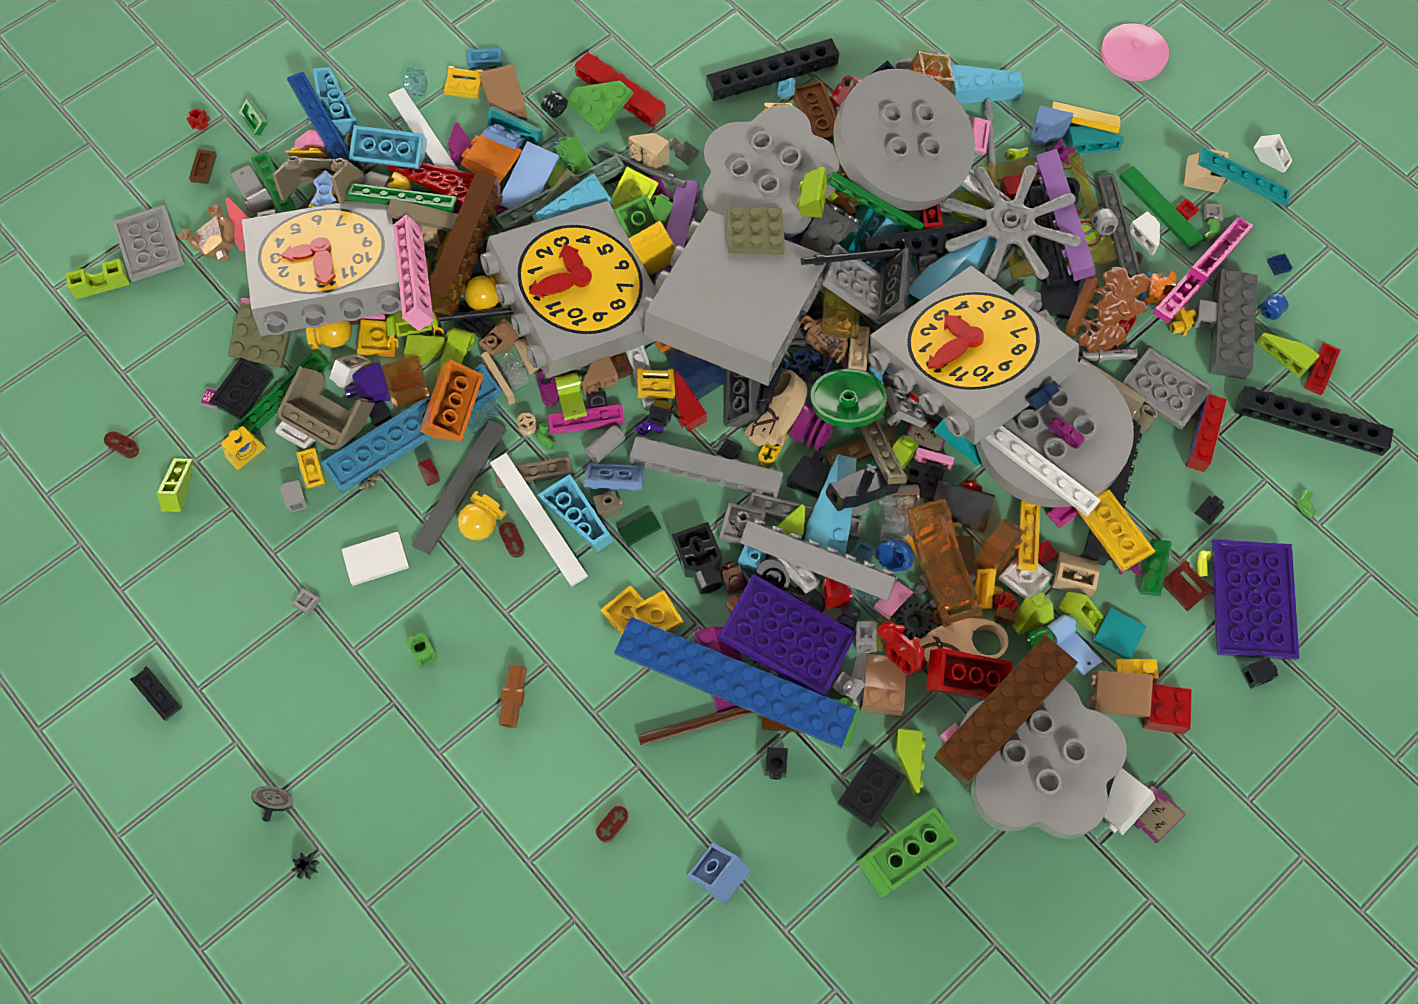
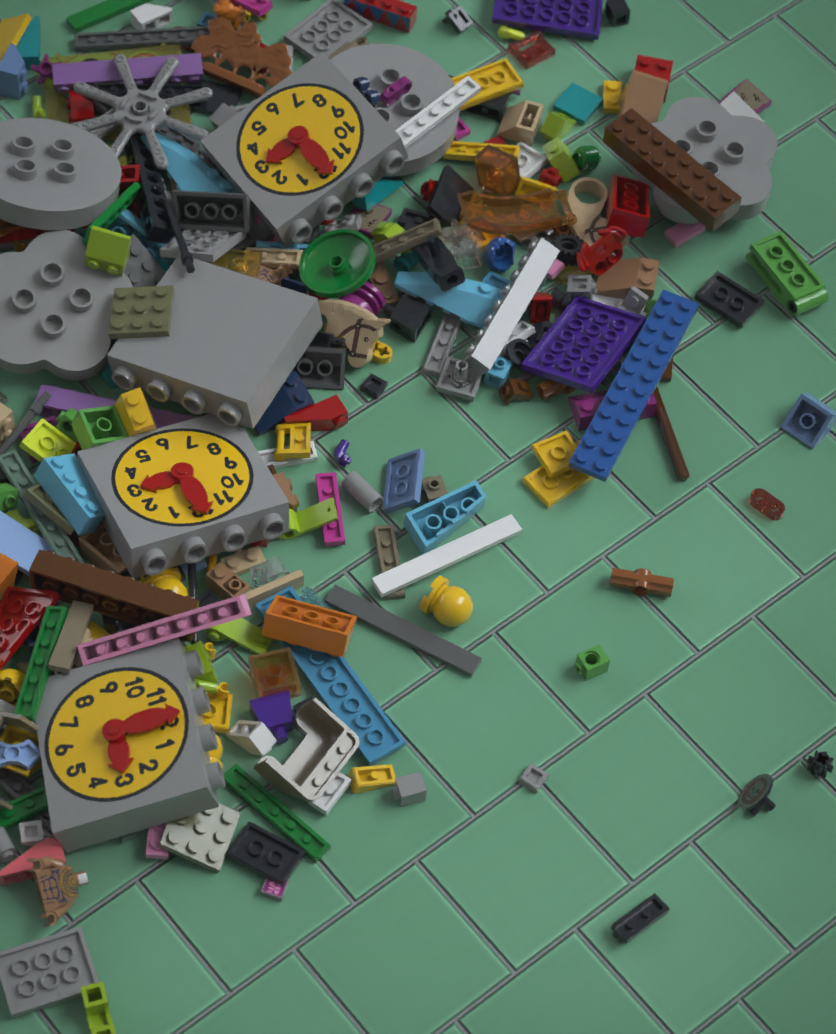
camera: 90 degrees left, 10 degrees down
(123, 441) = (326, 980): clear red beam -> none
(175, 485) = (391, 913): lime slope -> none
(241, 447) = (345, 841): yellow torso -> none
(370, 481) = (395, 711): olive plant -> none
(375, 558) = (485, 711): white tile -> none
(424, 346) = (230, 663): lime slope -> none
(428, 472) = (386, 657): dark red slope -> none
(515, 538) = (467, 580): clear red beam -> none
(526, 419) = (335, 559): tan wheel -> none
(543, 436) = (347, 551): bright green arm -> none
(548, 391) = (292, 545): magenta piece -> none
(597, 399) = (307, 498): black tile -> none
(639, 529) = (459, 468): dark green tile -> none
(660, 412) = (330, 437): black brick -> none
(699, 557) = (496, 412): black brick -> none
(705, 467) = (394, 405): light grey brick -> none
(779, 754) = (706, 368): black brick -> none
(794, 522) = (462, 330): lime slope -> none
(908, 753) = (697, 267): lime slope -> none
(924, 455) = (397, 210): bright pink tile -> none
(1005, 616) = (566, 175): reddish brown plate -> none
(1066, 637) = (591, 136): light blue door -> none
(1104, 221) = (139, 44): light grey head -> none
(1156, 568) = (526, 70): green plate -> none

